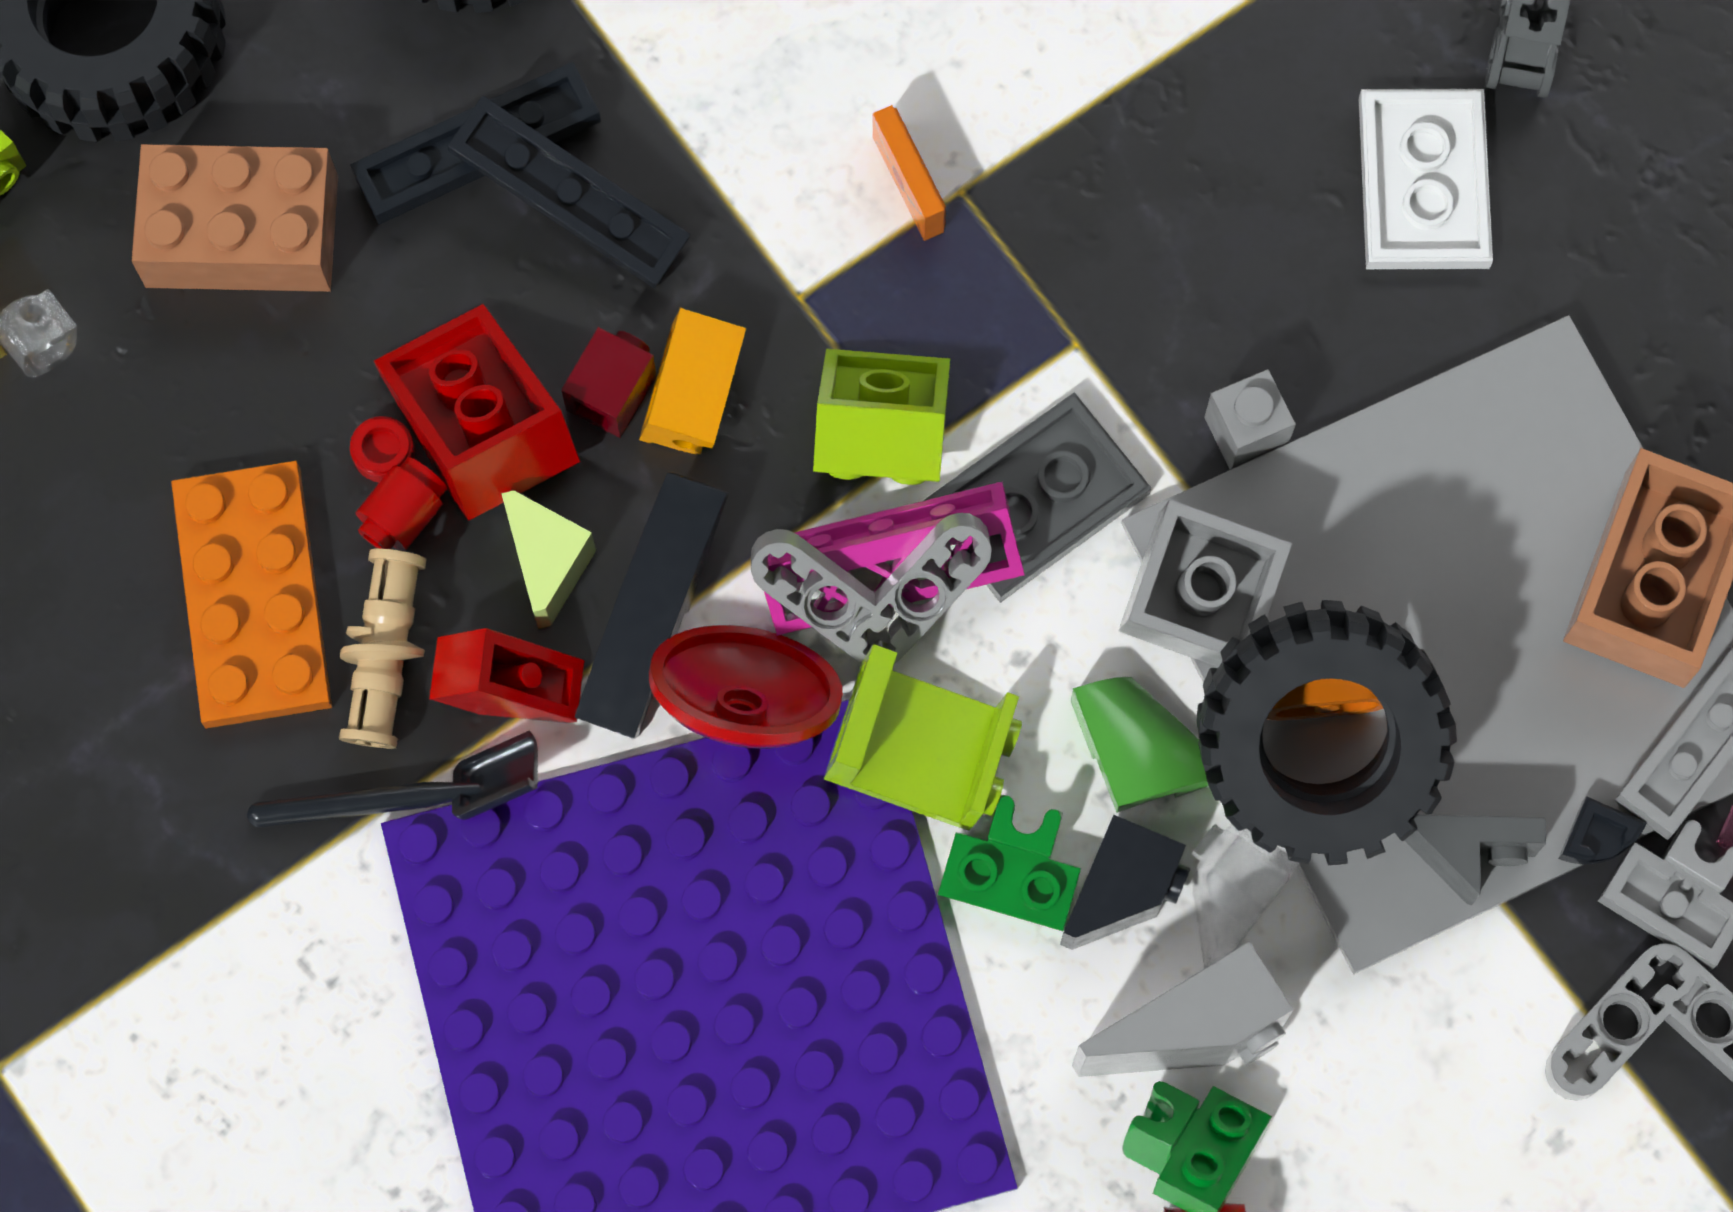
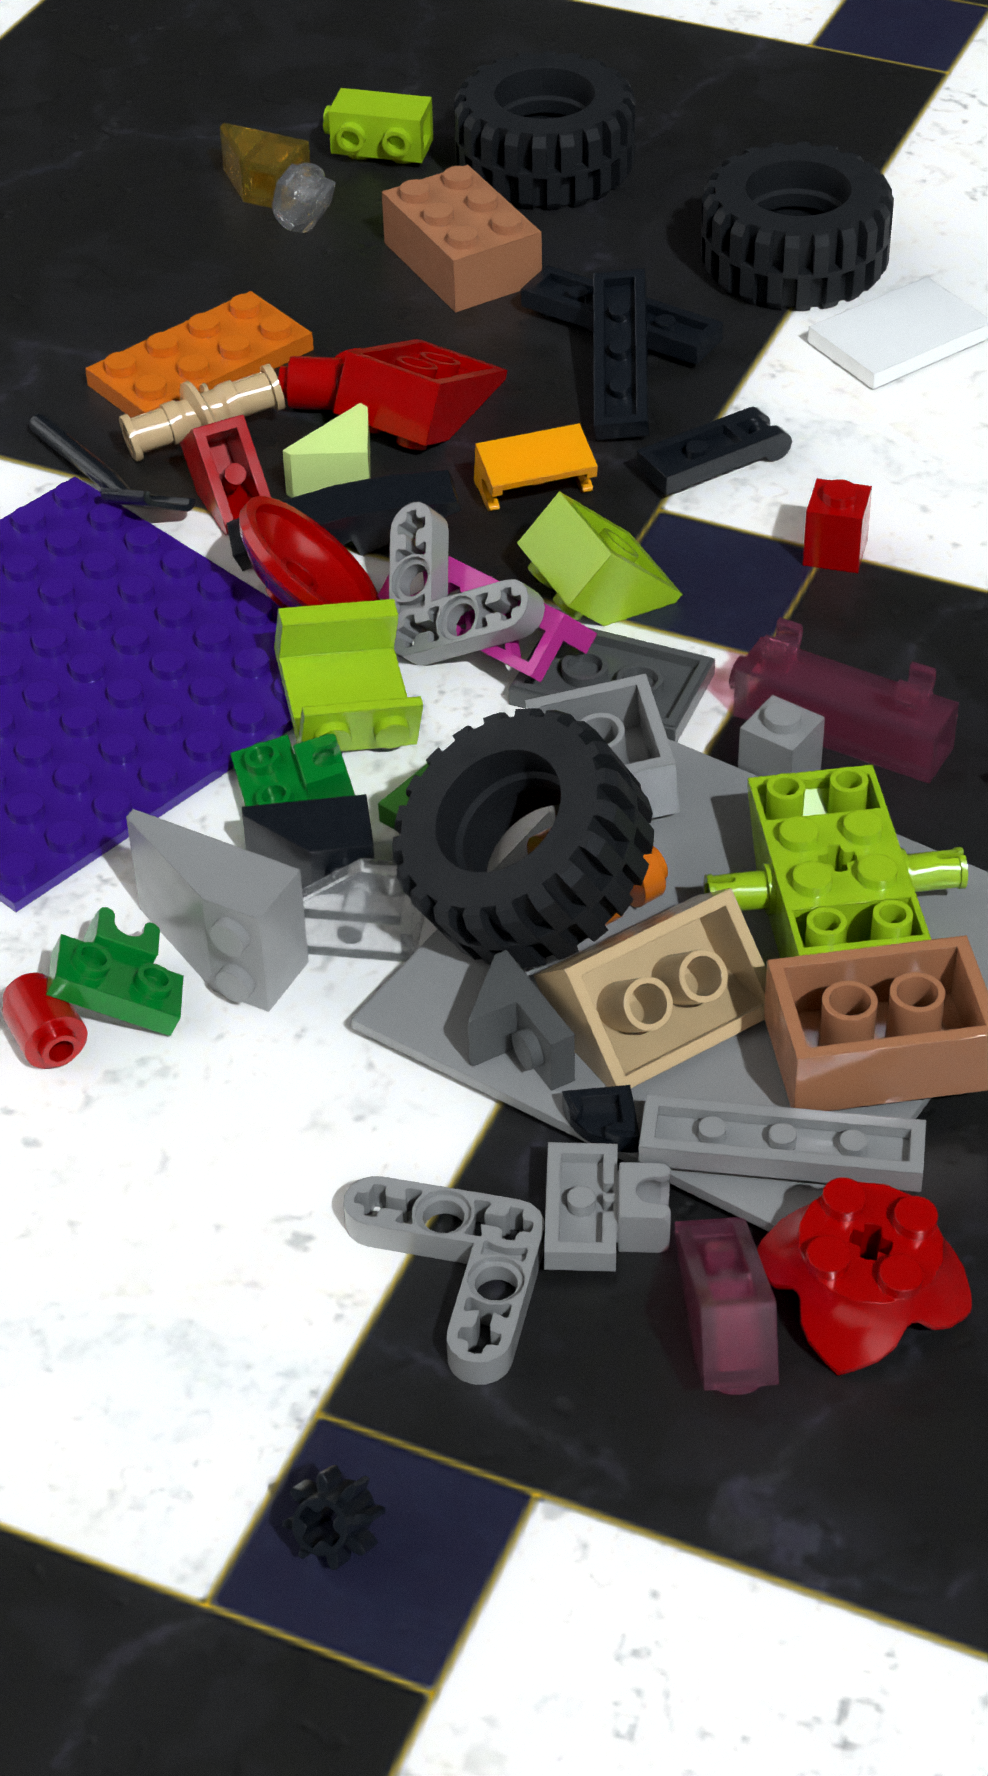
camera: 60 degrees right, 30 degrees down
(610, 380) = (496, 418): dark red brick -> none
(763, 201) = (712, 450): none -> black plate
(909, 172) = (789, 508): orange tile -> none
(970, 168) = (837, 525): none -> red brick
(1220, 331) = (864, 713): none -> clear pink brick
(1508, 708) = (660, 989): none -> tan slope
(1533, 507) = (834, 864): none -> lime slope

